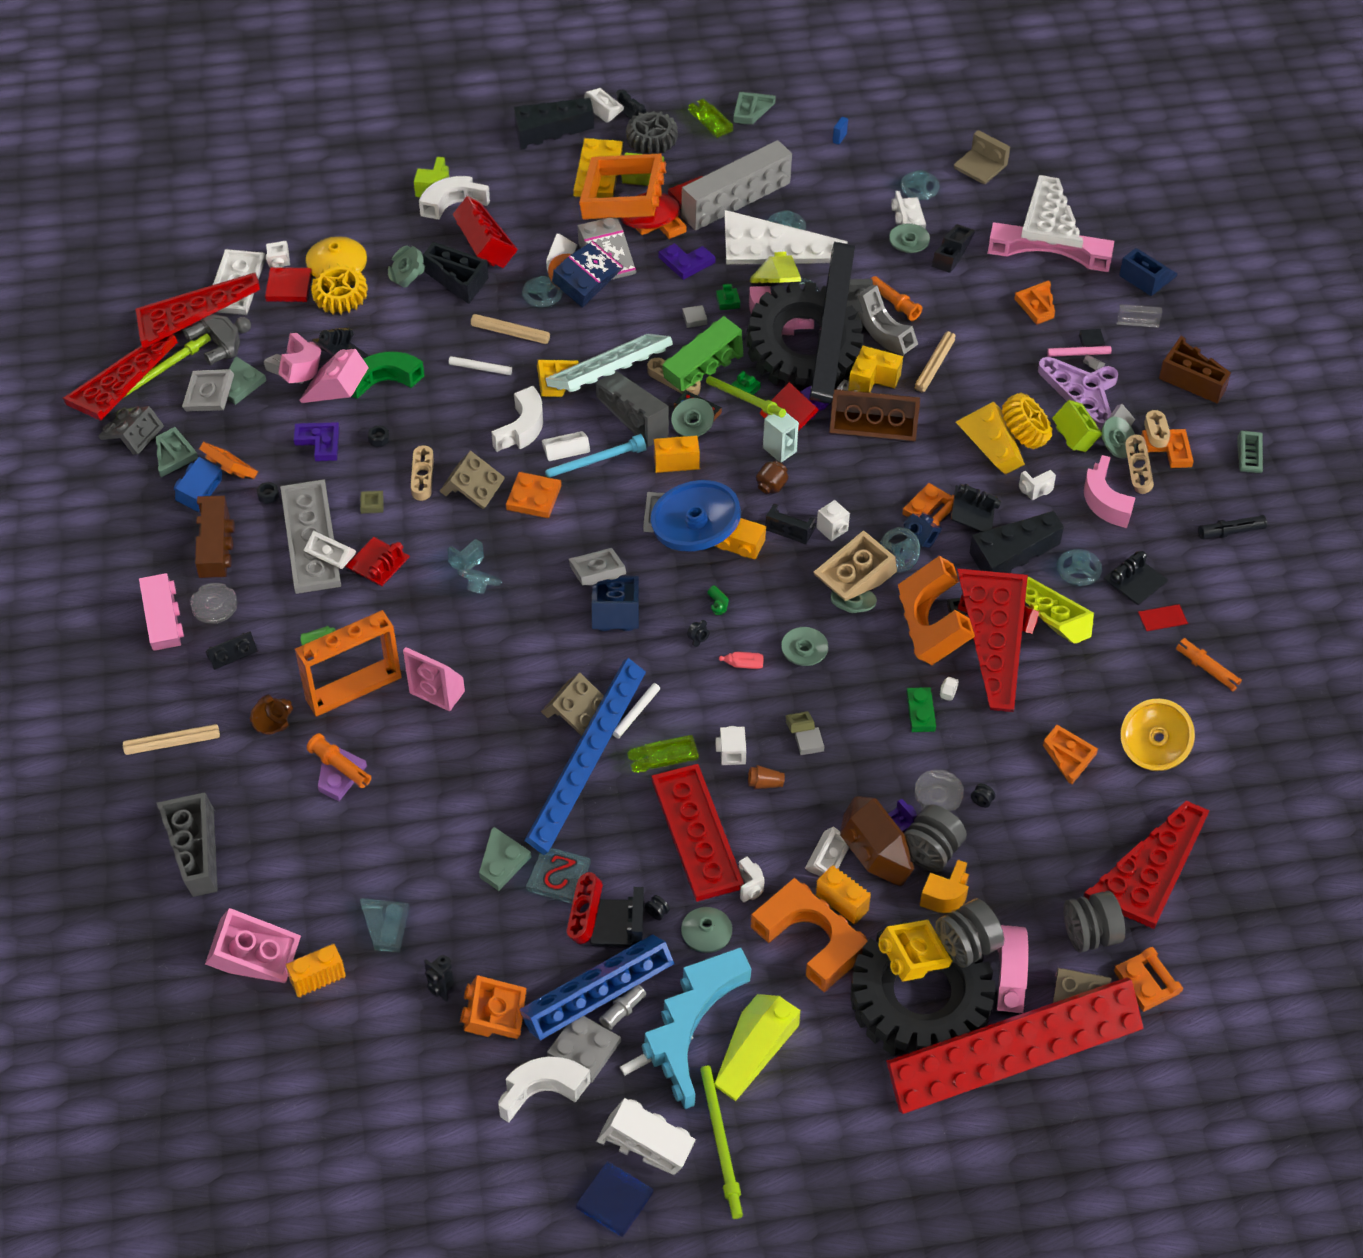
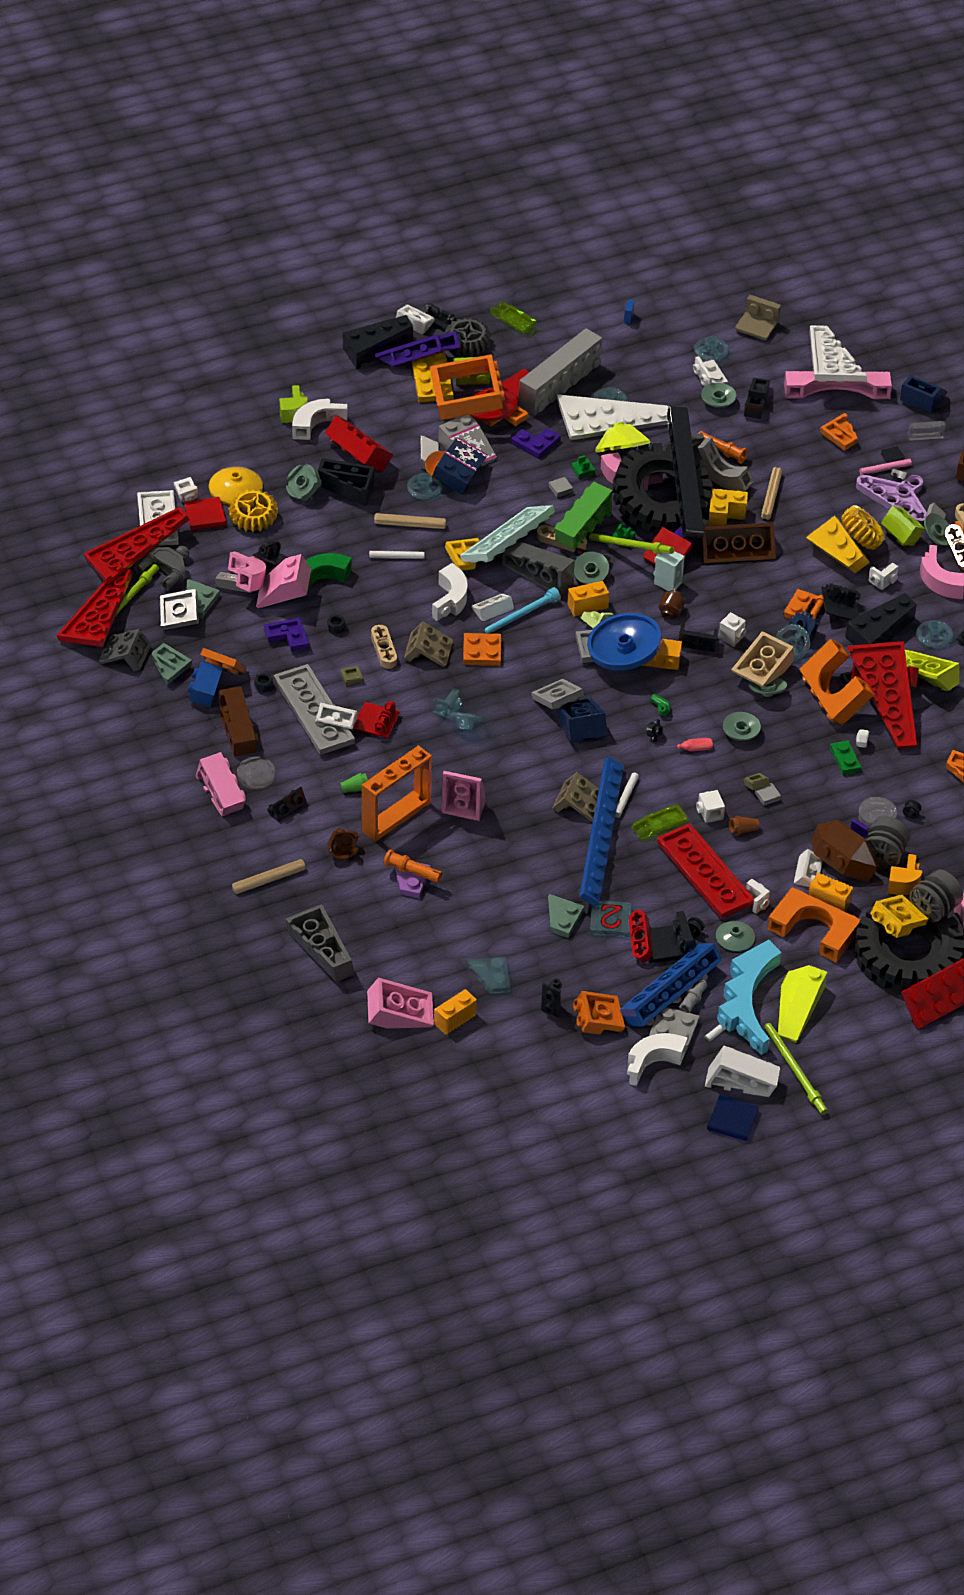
camera: 15 degrees left, 5 degrees down
(592, 137) = (420, 349): none -> dark purple wedge
(675, 478) = (594, 618): none -> yellowish green bracket
(752, 107) = (545, 302): sand green wing -> none

